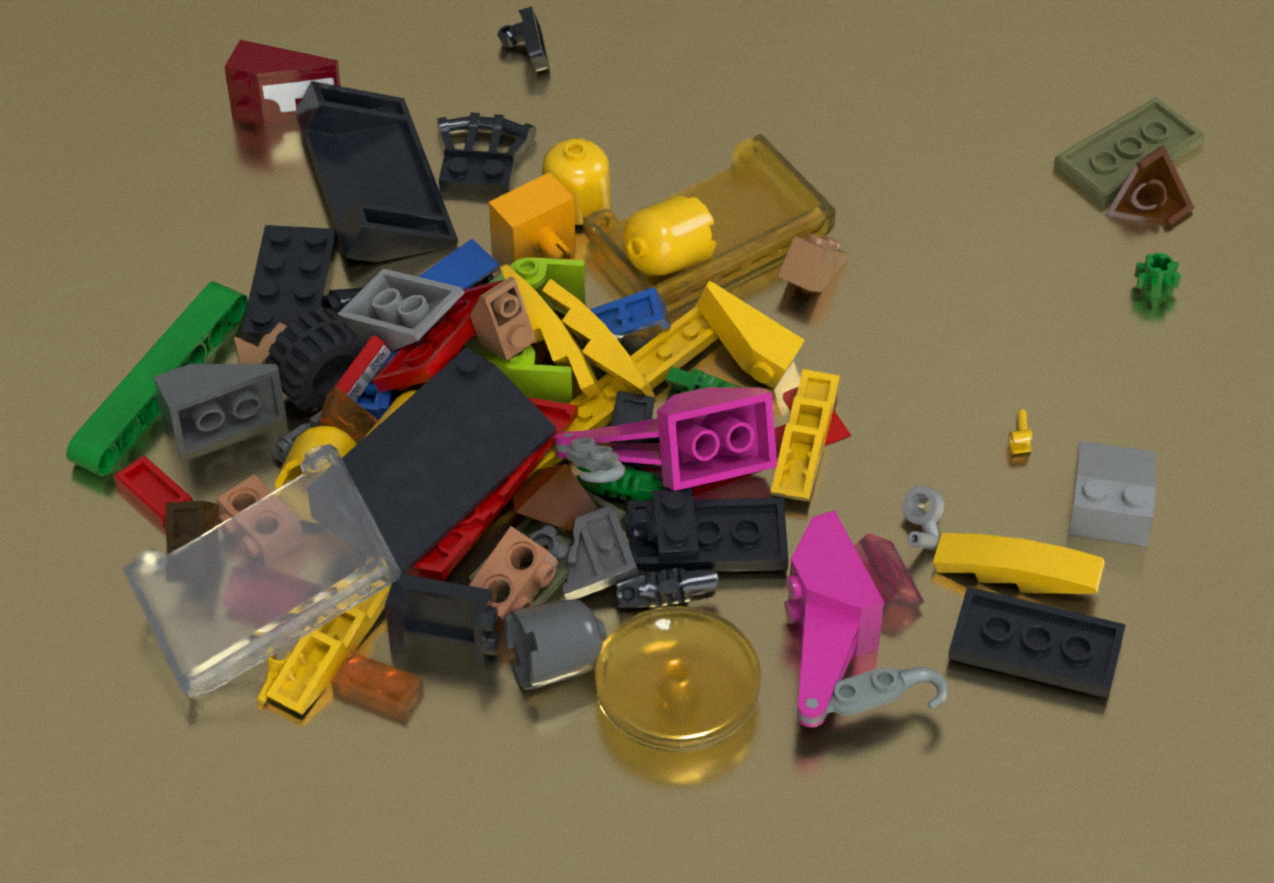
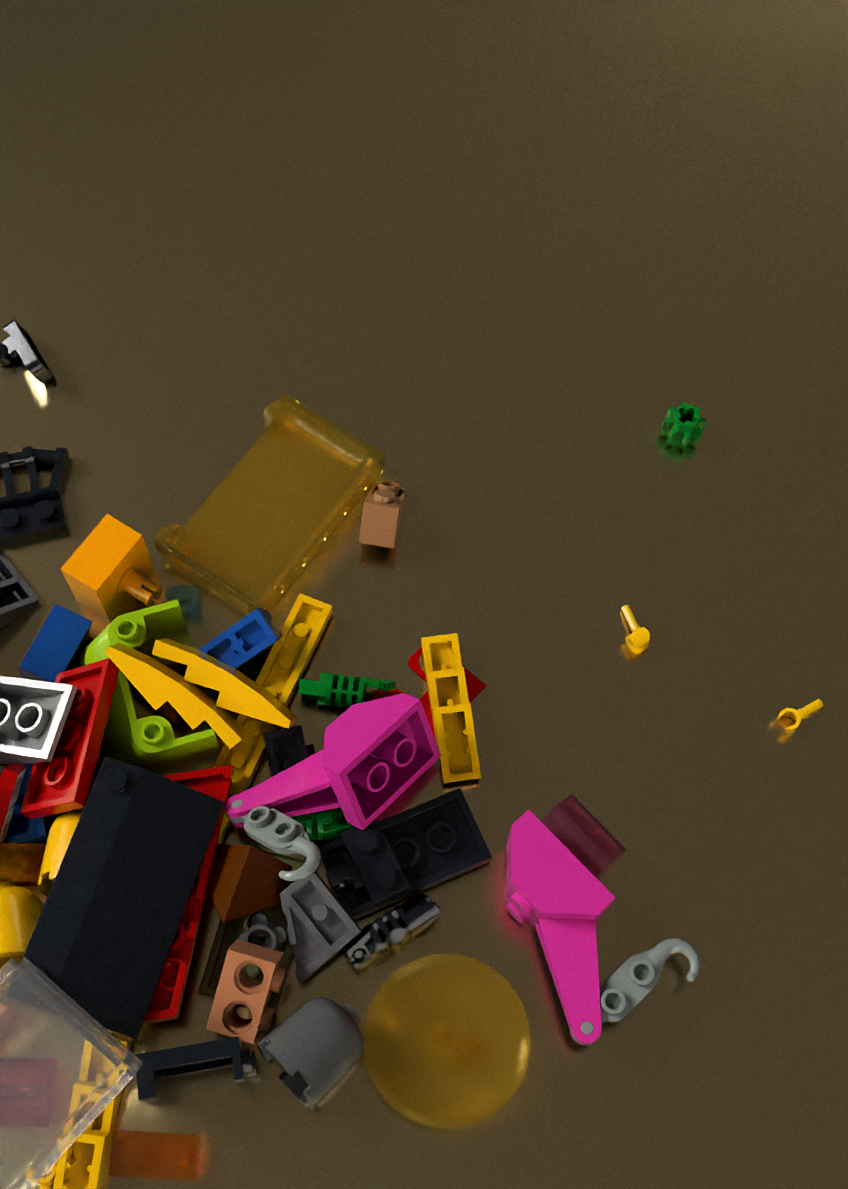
camera: 25 degrees left, 15 degrees up
(502, 320) = (132, 715): medium nougat slope -> none
(583, 172) = (133, 497): yellow cylinder -> none
(595, 279) = (188, 593): none -> clear light blue plate
(669, 236) = (246, 541): yellow cylinder -> none
(752, 338) = (365, 623): yellow slope -> none
(914, 512) = (591, 758): light grey plate -> none
(1028, 563) = (694, 778): yellow slope -> none
(1037, 641) = (743, 857): black plate -> none
(1108, 156) = (603, 299): olive tile -> none
(1113, 493) = (740, 665): light grey slope -> none
(1146, 552) = (799, 714): none -> yellow hand
(1152, 192) = (646, 340): reddish brown slope -> none

